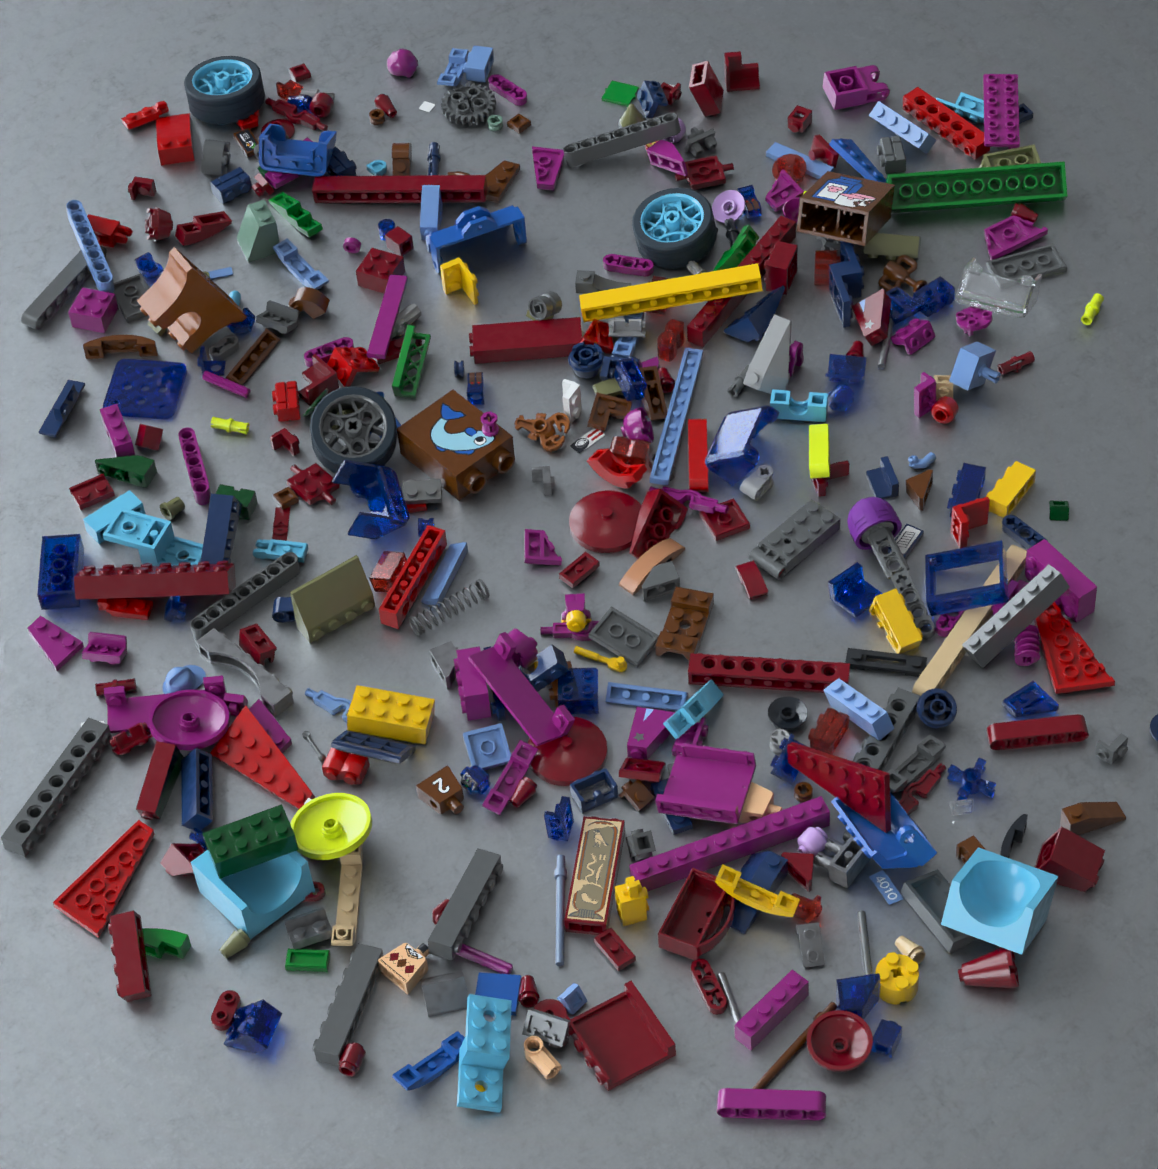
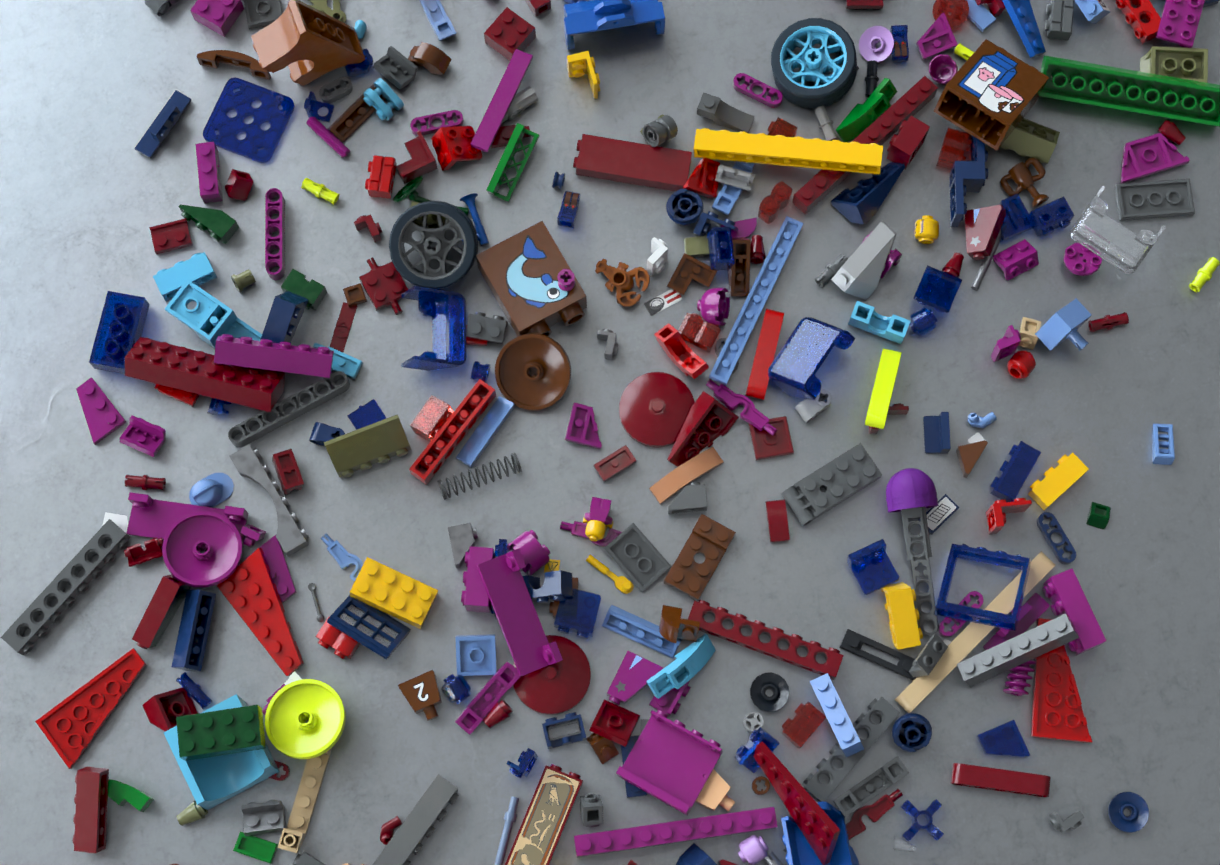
camera: 10 degrees right, 25 degrees up
(221, 546) = (273, 356): none -> magenta brick
(272, 341) = (372, 99): none -> medium azure brick
(478, 511) = (533, 371): none -> reddish brown dish
(677, 677) = (675, 627): none -> reddish brown brick
(821, 331) = (926, 230): none -> yellow head
(931, 643) = (928, 657): none -> dark grey bracket
(1101, 445) = (1163, 456): none -> medium blue slope

